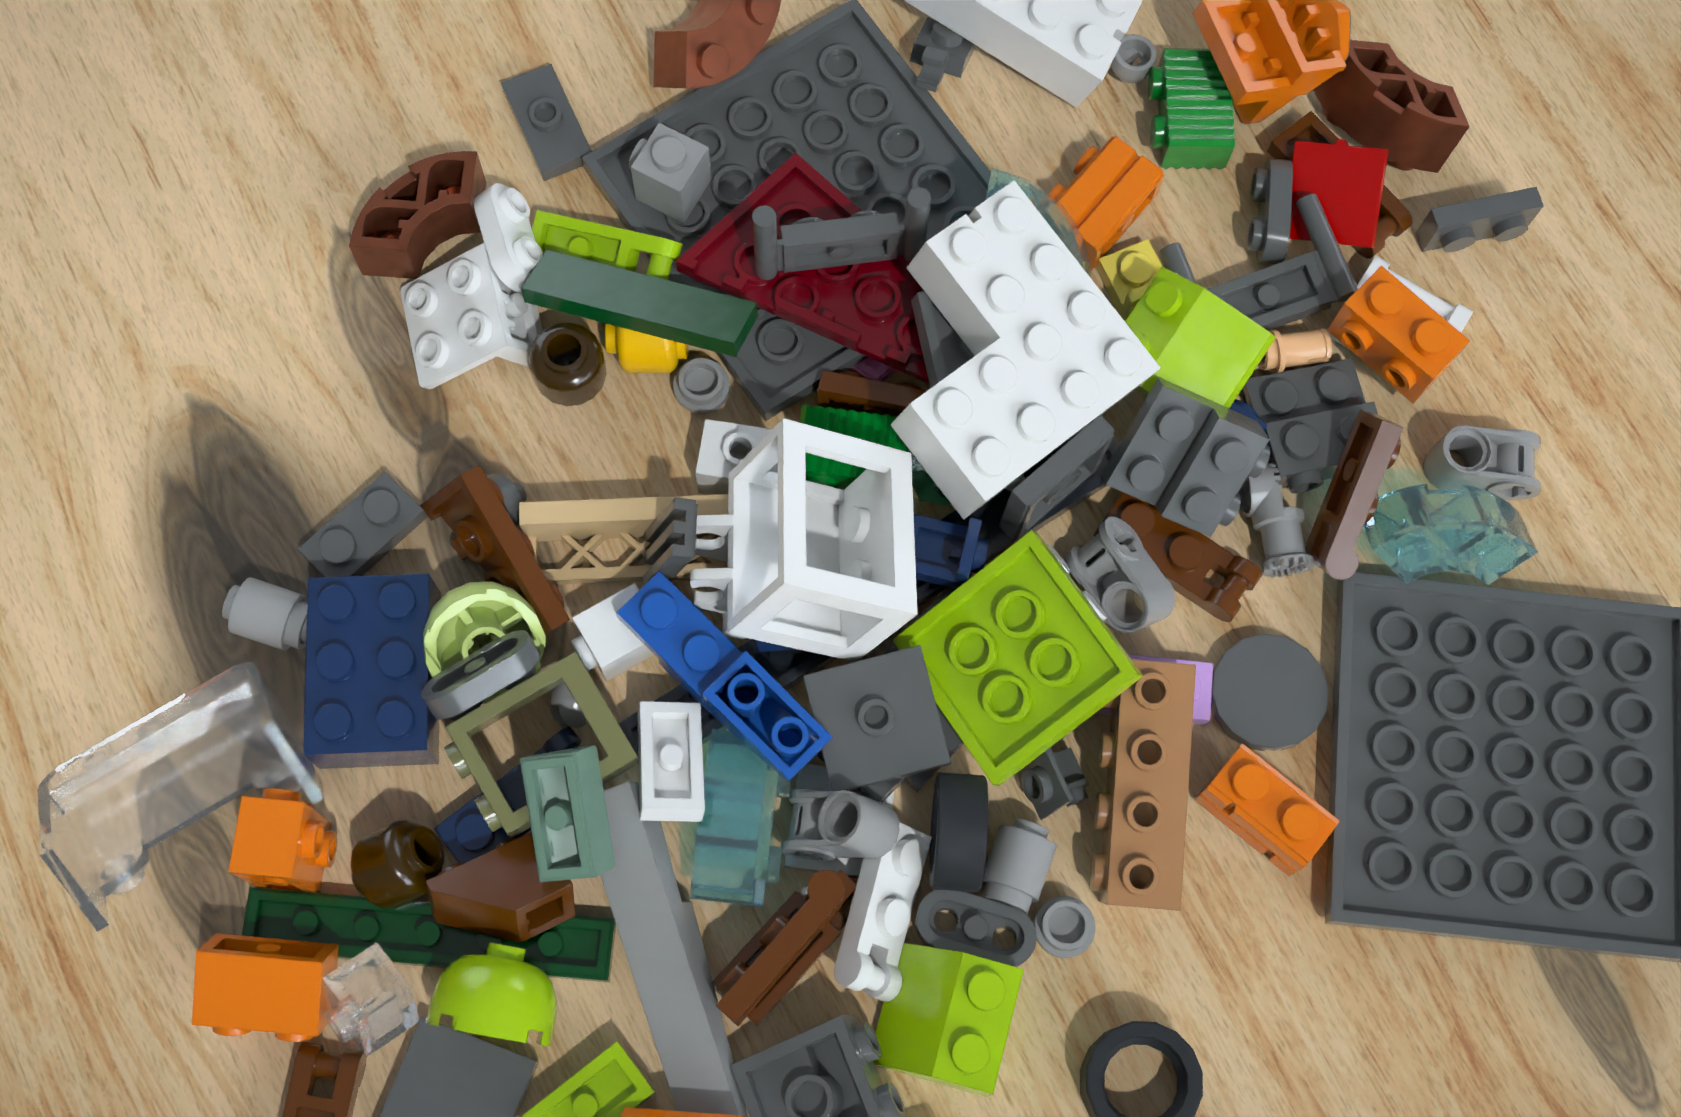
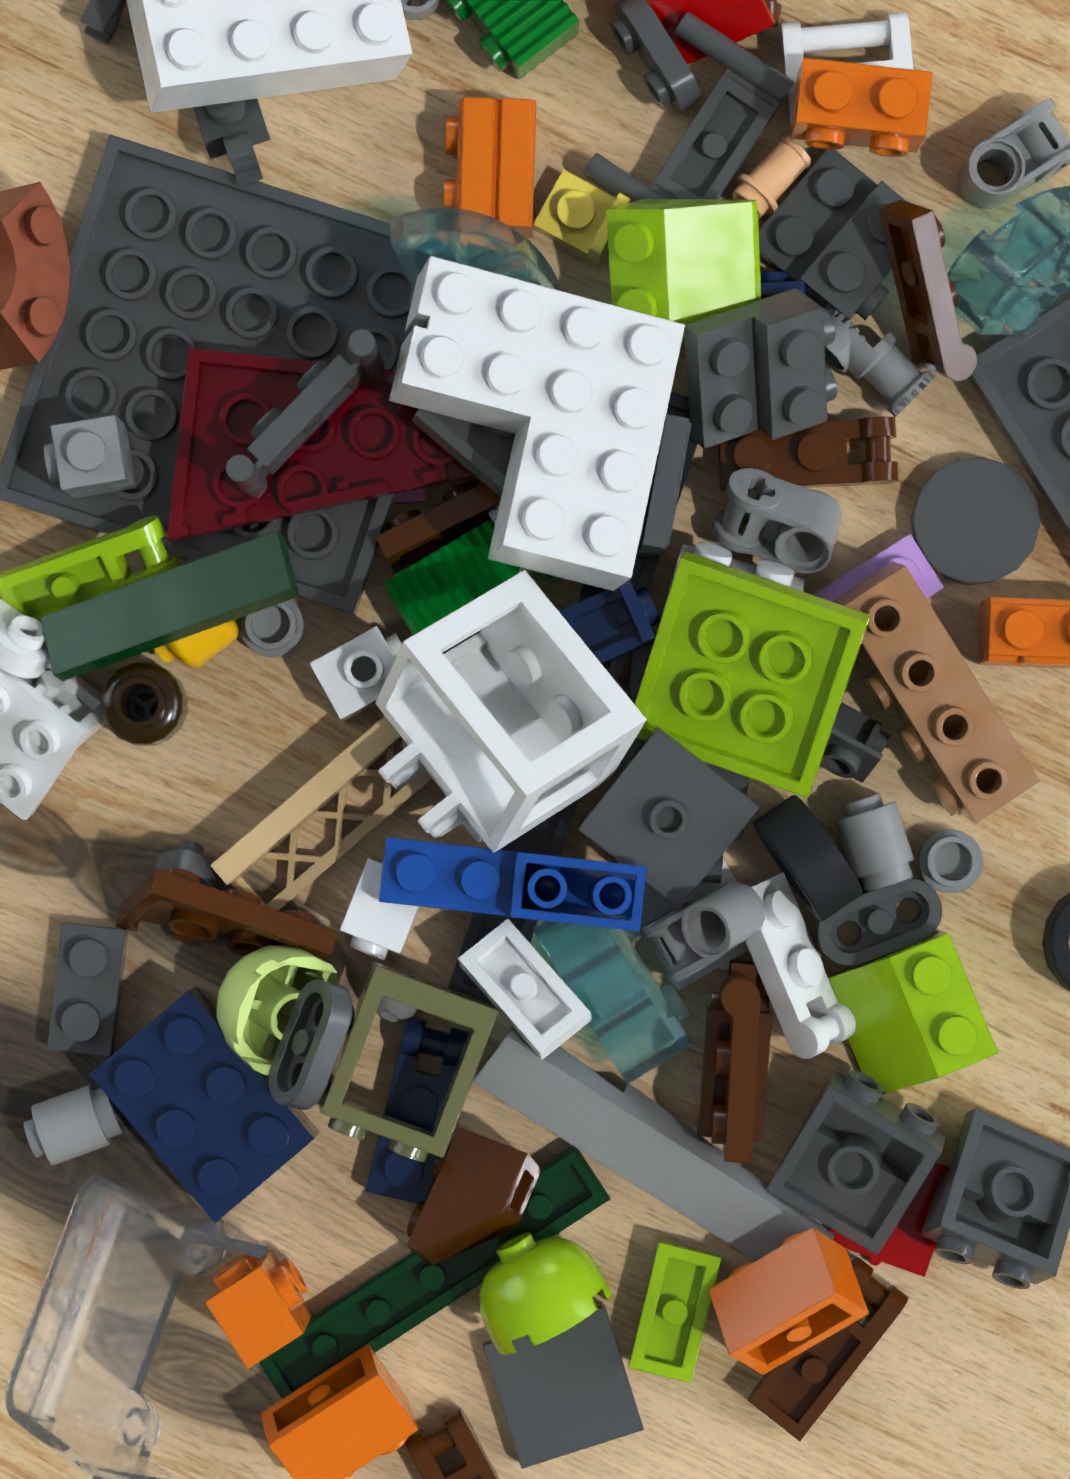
camera: 30 degrees left, 15 degrees up
(369, 1001) = (435, 1370): clear brick -> none
(395, 863) = (363, 1245): dark brown head -> none
(568, 814) = (481, 1103): sand green slope -> none
(668, 552) = (367, 808): dark grey tile -> none

